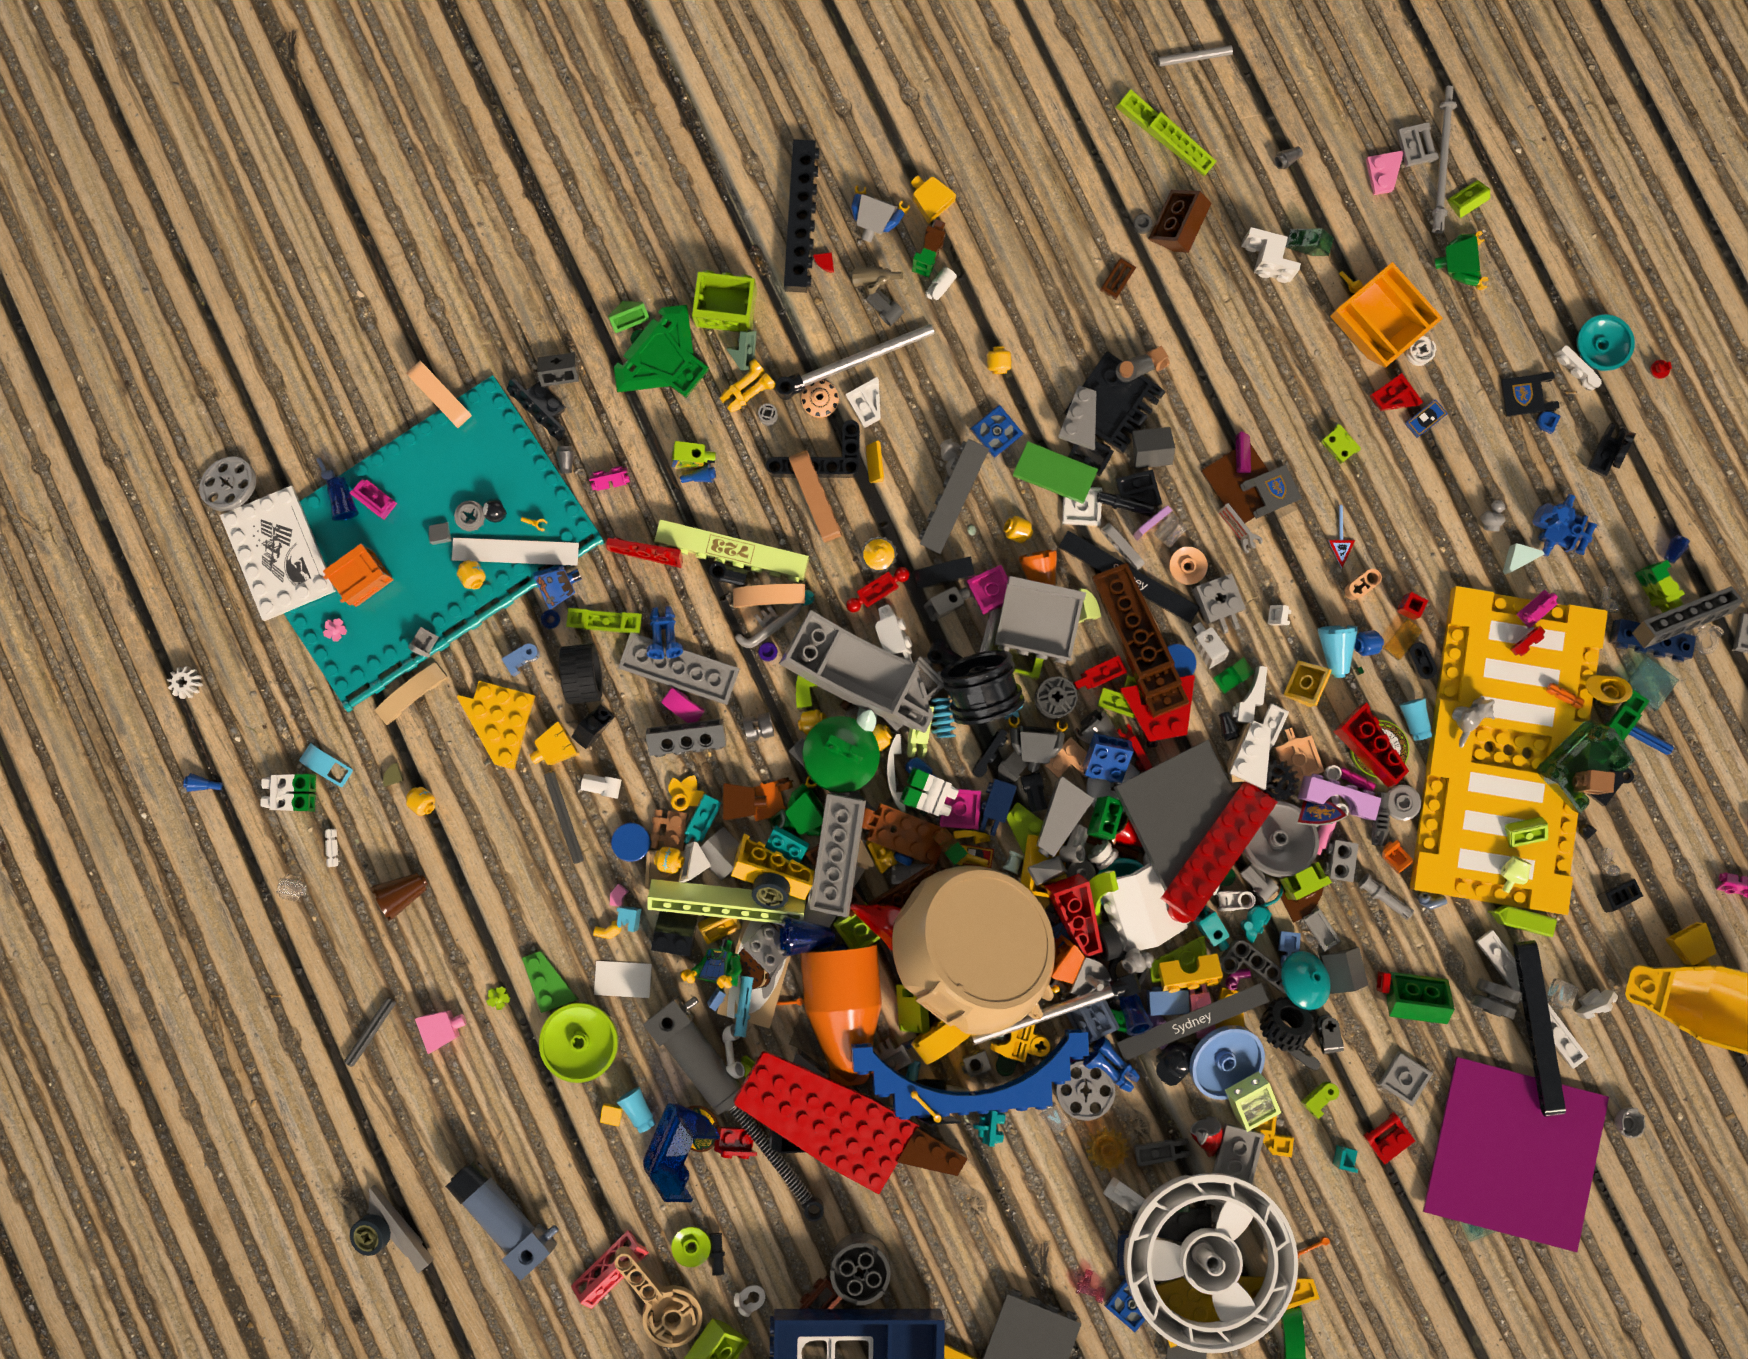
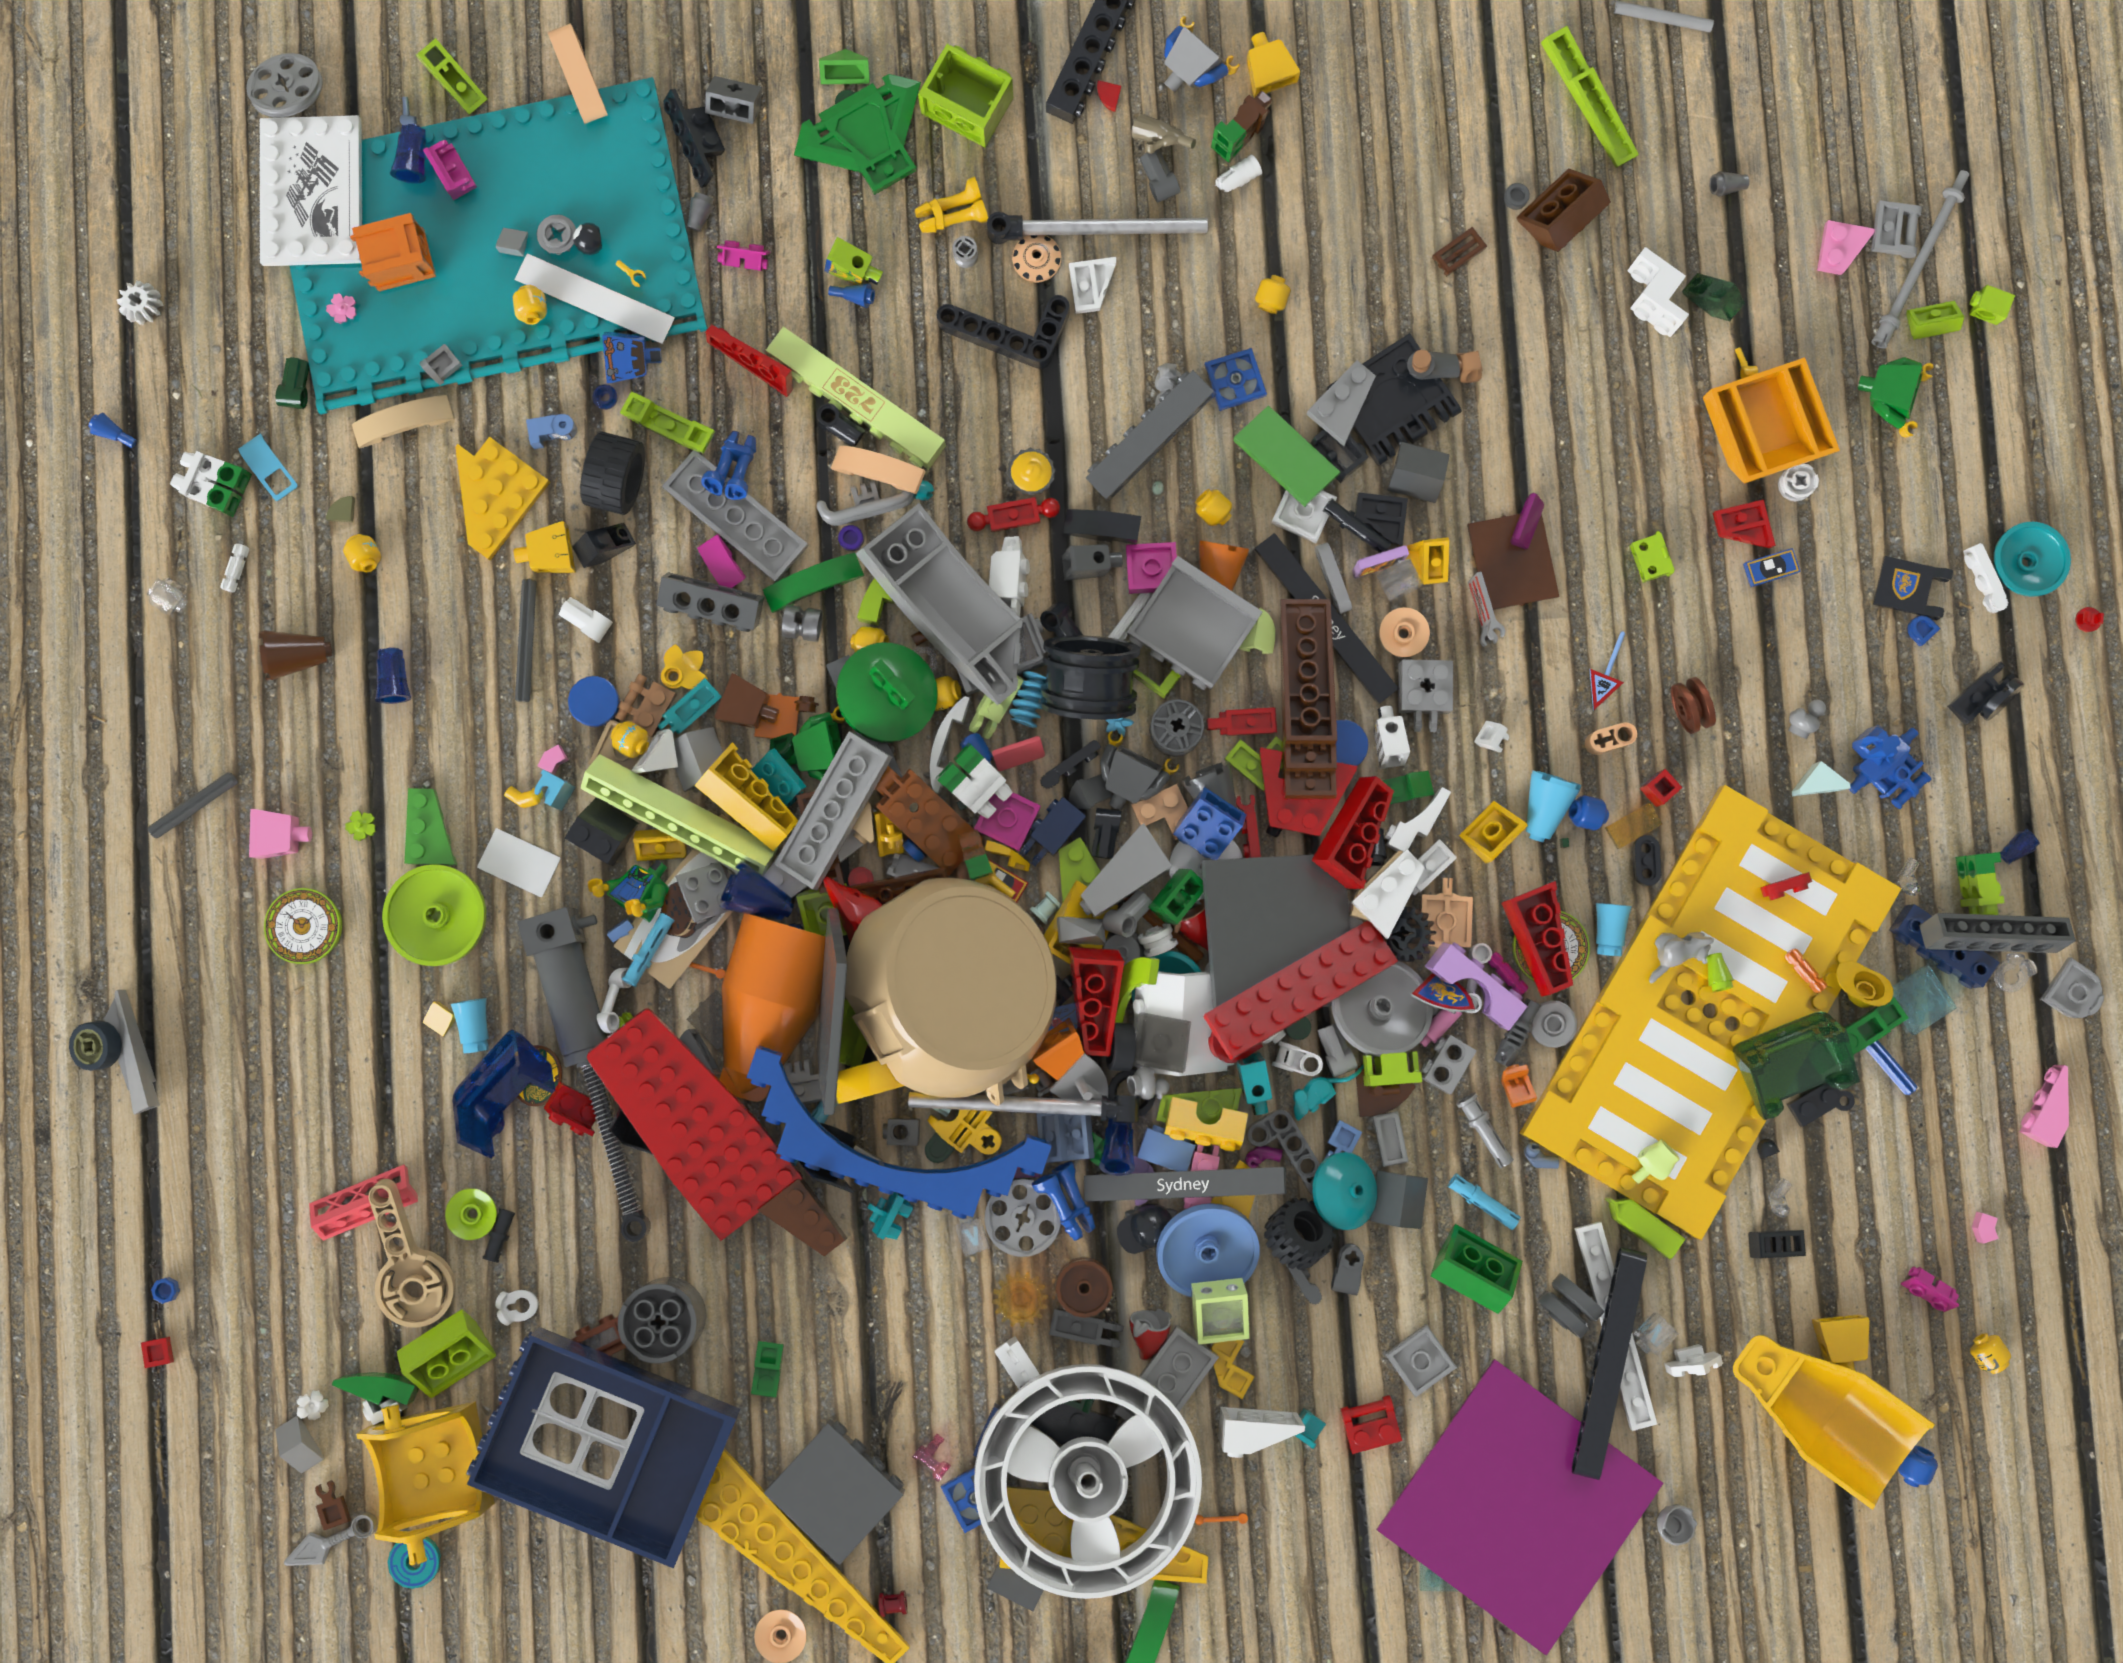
camera: 25 degrees right, 0 degrees up
(322, 702) = (293, 390): none -> dark green piece
(346, 430) = (451, 76): none -> lime slope
(478, 882) = (391, 677): none -> clear blue plant
(485, 1087) = (302, 926): none -> tile
(502, 1219) = (257, 1089): sand blue piece -> none
(746, 351) = (969, 162): sand green slope -> none
(753, 694) = (813, 580): none -> green slope
(771, 890) = (735, 822): black wheel -> none
(815, 496) = (981, 370): medium nougat beam -> none
(866, 719) = (936, 664): light aqua plate -> none
(872, 892) = (860, 875): none -> red plate
(874, 462) = (1072, 360): yellow slope -> none
(898, 1001) = (831, 1010): none -> dark grey tile
(937, 1118) = (825, 1173): yellow hinge -> none
(947, 1272) = (767, 1369): none -> green slope
(950, 759) = (1018, 753): none -> coral slope
(1137, 927) = (1162, 1042): none -> clear smoke tile
(1143, 1112) = (1086, 1271): none -> reddish brown wheel
(1186, 506) = (1430, 559): none -> yellow slope
(1211, 722) = (1355, 831): none -> red wedge
(1275, 490) = (1549, 582): dark grey flag -> none
(1312, 1176) = (1253, 1429): none -> white slope
(1320, 1097) = (1306, 1340): lime leg -> none
(1383, 982) = (1440, 1232): red tile -> none
(1397, 946) = (1475, 1195): none -> medium azure pin
(1412, 538) = (1693, 705): none -> copper wheel
(1505, 173) = (1991, 304): none -> lime brick
(1505, 721) = (1718, 973): none -> lime cone
(1526, 831) = (1691, 1118): lime slope -> none
(1537, 608) = (1814, 850): dark pink hinge -> none
(1593, 782) = (1796, 1087): medium nougat brick -> none

